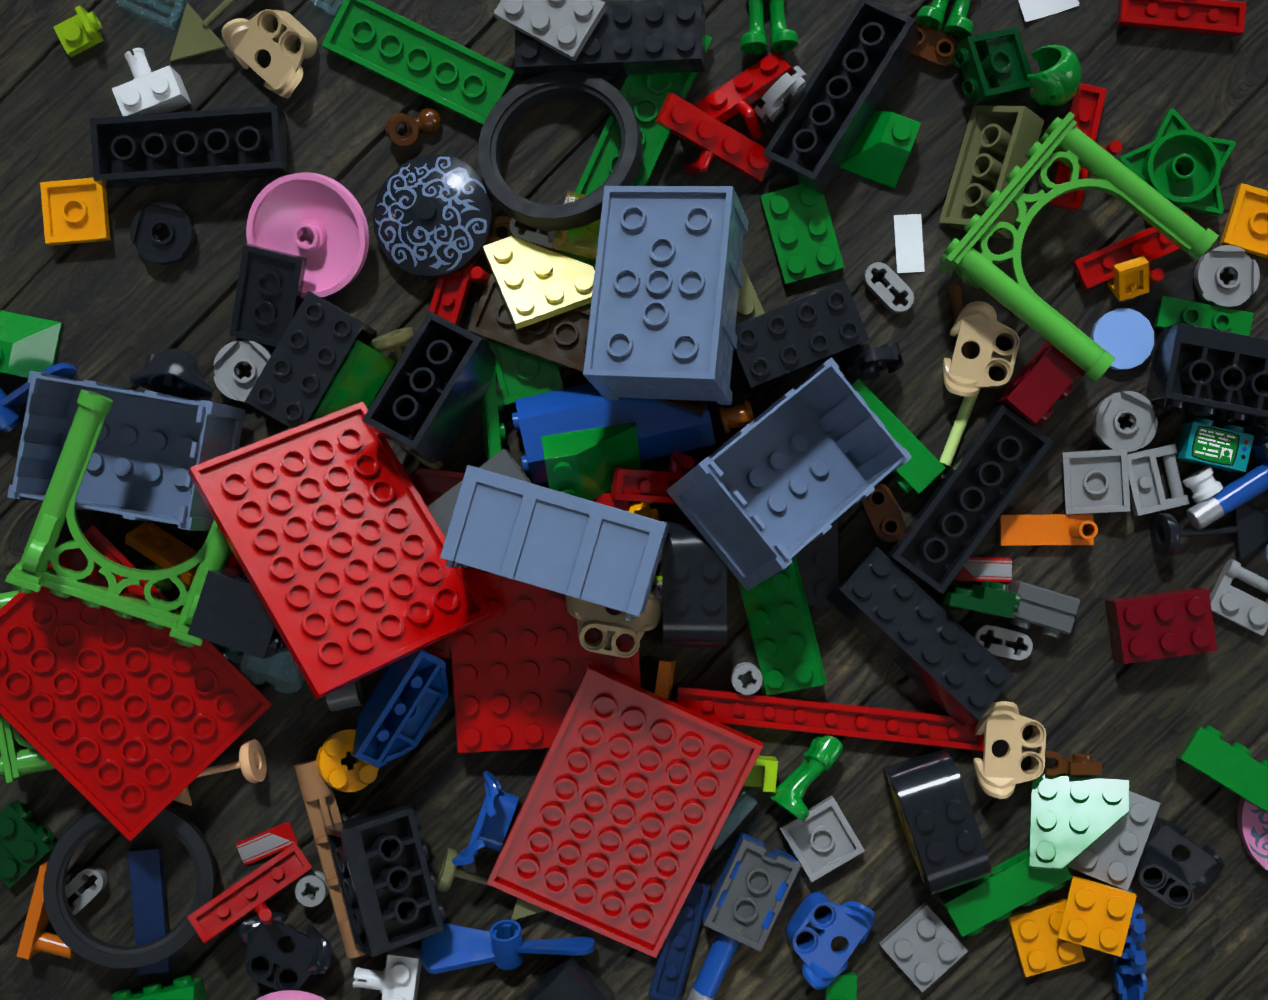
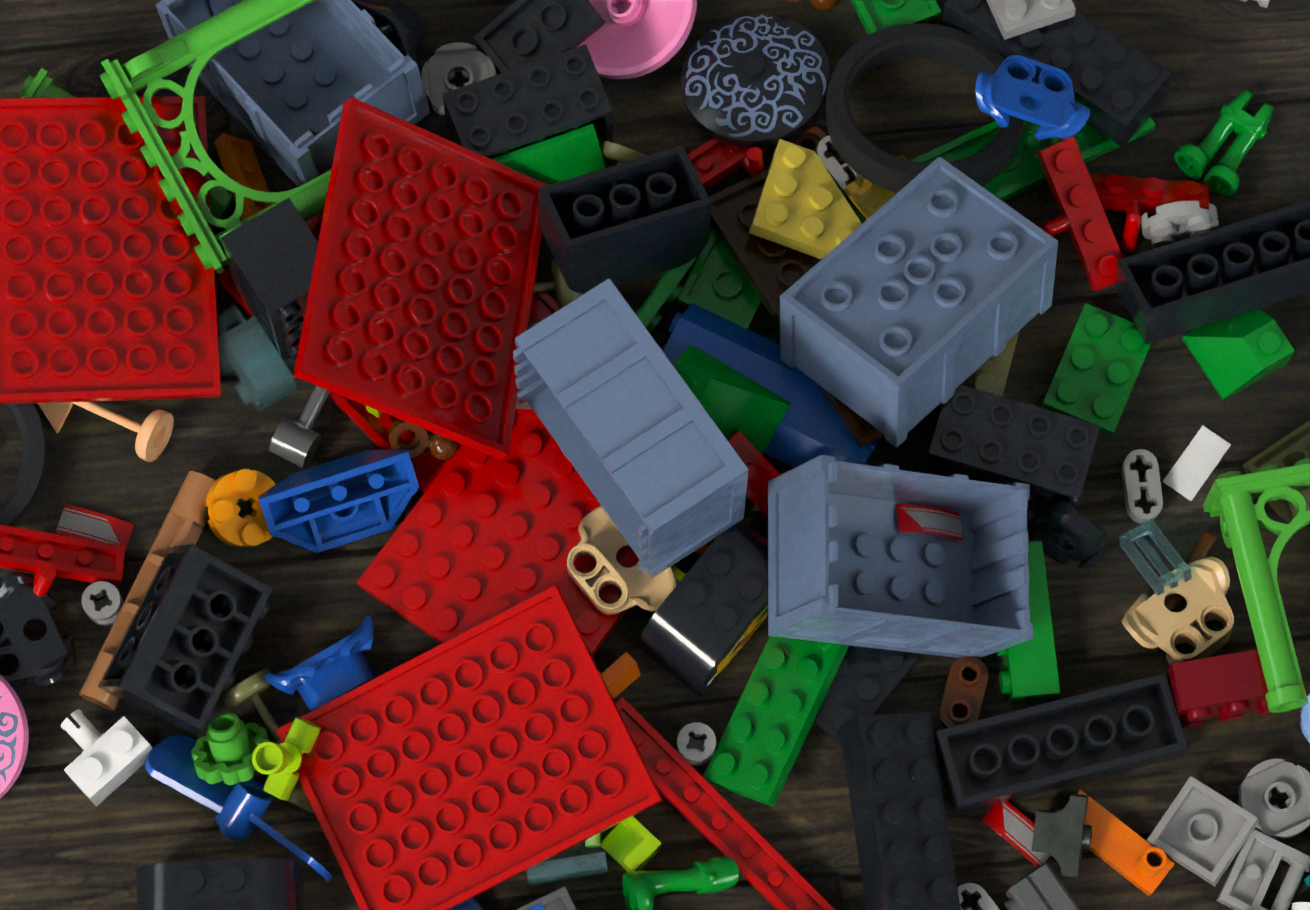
camera: 35 degrees right, 15 degrees down
(471, 918) = (227, 750): none -> bright green plant
(512, 908) = (284, 759): none -> lime bar
(625, 79) = (1033, 94): none -> blue piece
(780, 424) = (929, 521): none -> sticker
(956, 339) = (1169, 578): none -> clear light blue tile
(957, 430) = (1109, 671): yellowish green bar -> none
(988, 598) = (1000, 856): dark green plate -> none
(1015, 554) = (1064, 834): none -> pearl dark grey brick

